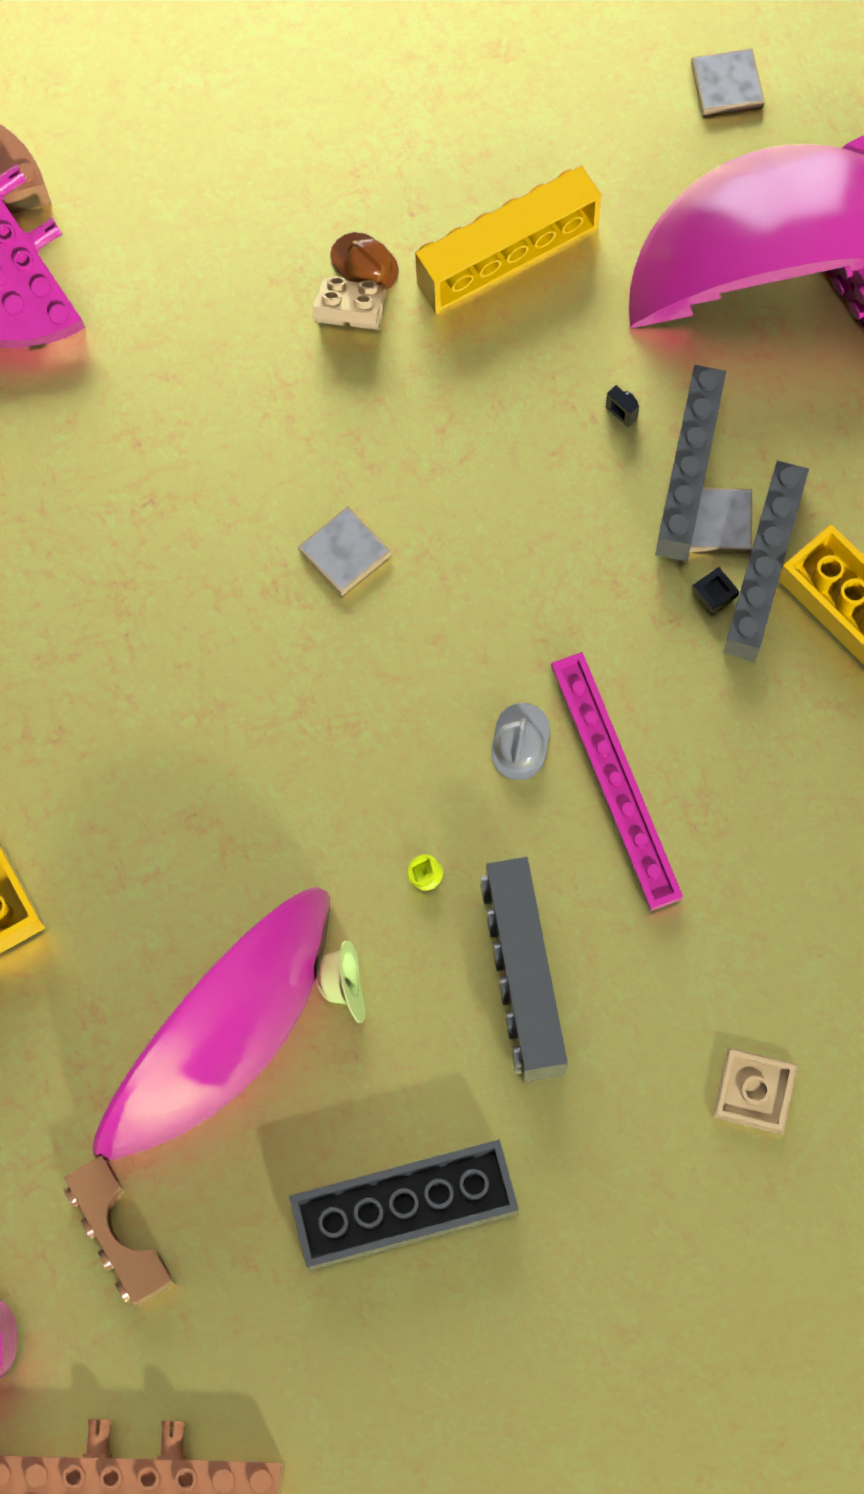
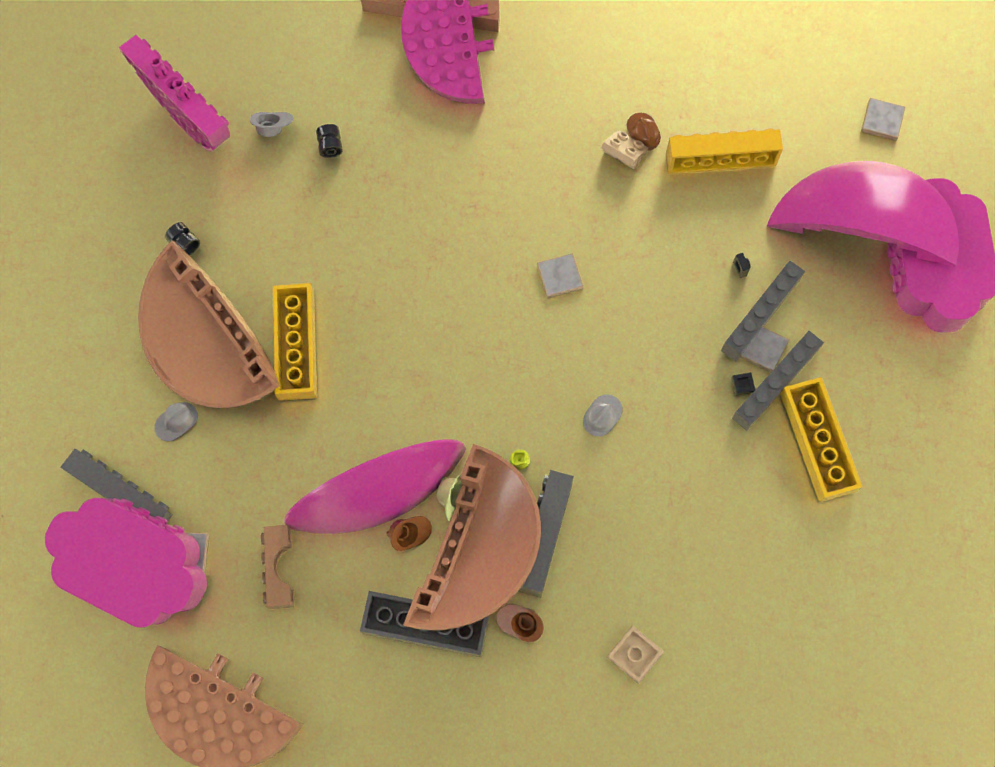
camera: 25 degrees right, 0 degrees up
(306, 1072) = (409, 532): none -> dark orange piece
(442, 1038) = (485, 548): none -> nougat brick
(554, 1128) = (520, 622): none -> dark orange piece
(616, 782) = (641, 459): dark pink plate -> none

